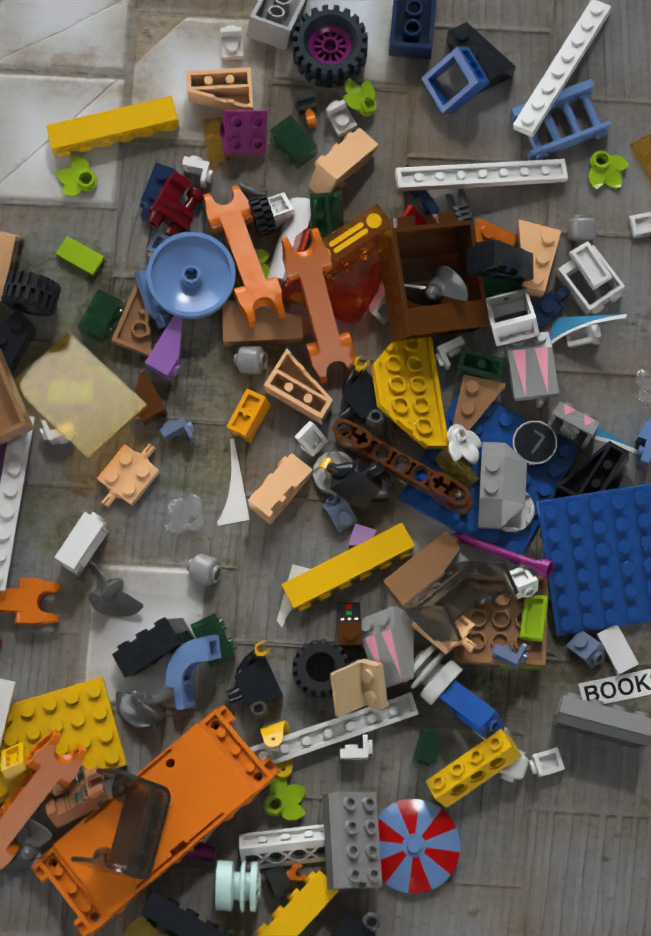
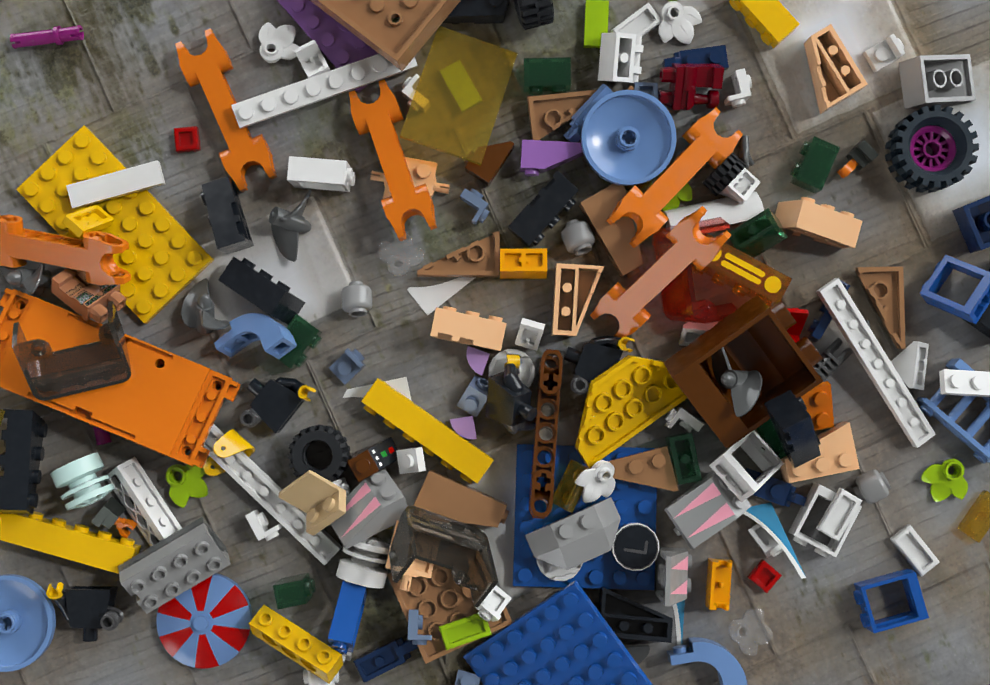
camera: 60 degrees right, 10 degrees up
(72, 644) = (226, 215): none -> black wedge
(100, 225) = (640, 22): none -> white tile
(119, 190) = (679, 26): none -> white plate
(119, 250) = (620, 57): none -> white brick
(140, 481) = (405, 198): none -> orange piece
(213, 141) = (779, 90): clear yellow plate -> none
(213, 374) = (544, 210): none -> black wedge
(224, 454) = (476, 260): none -> medium nougat wing
(244, 132) = (799, 112): magenta plate -> none
(256, 606) = (348, 365): none -> sand blue bracket
(309, 496) = (477, 359): none -> lavender tile
(340, 118) = (863, 197): white bracket -> none
(360, 97) = (894, 205): lime plate -> none
(366, 591) = (411, 460): none -> white bracket
(429, 139) = (886, 293): none -> medium nougat wing
(498, 148) = (912, 364): none -> white slope
(524, 703) = (384, 658): none -> dark blue hinge
(542, 566) = (515, 615): magenta piece -> none
(600, 393) = (718, 584): none -> light orange hinge
(613, 353) = (764, 576): none -> red tile

